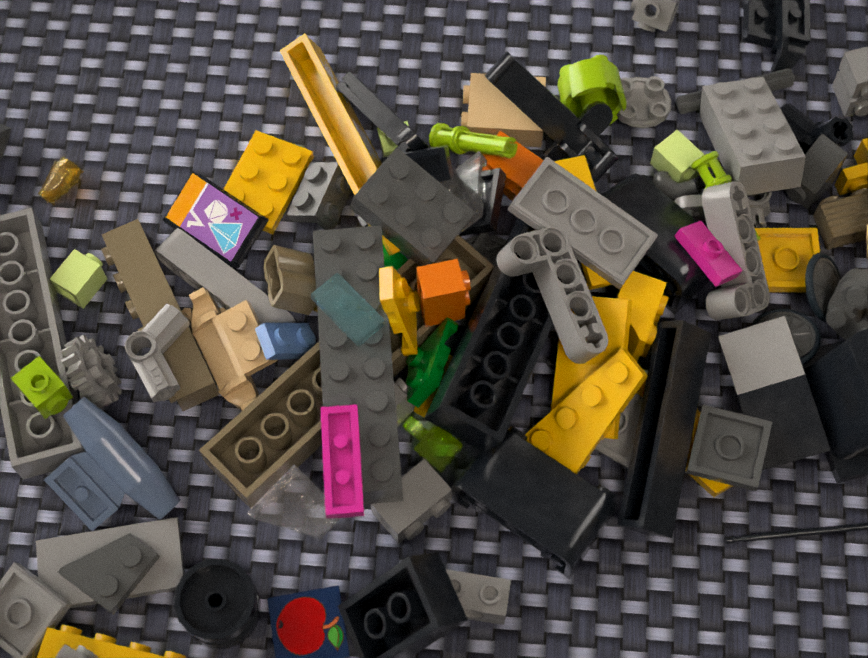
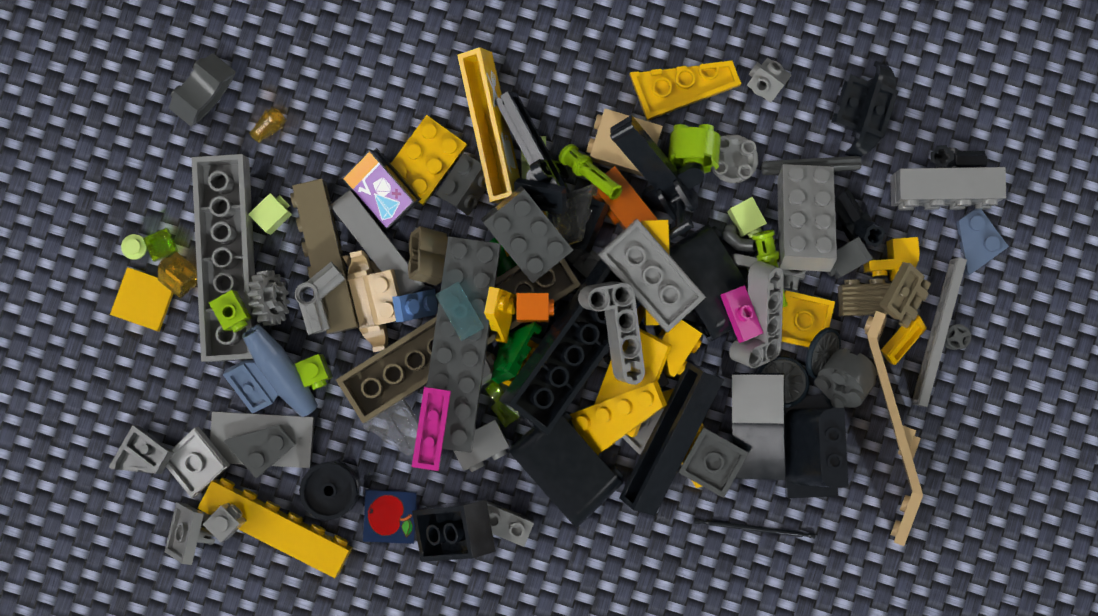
camera: 10 degrees right, 20 degrees up
(168, 454) = (314, 371): none -> lime brick
(559, 39) = (675, 88): none -> yellow wing

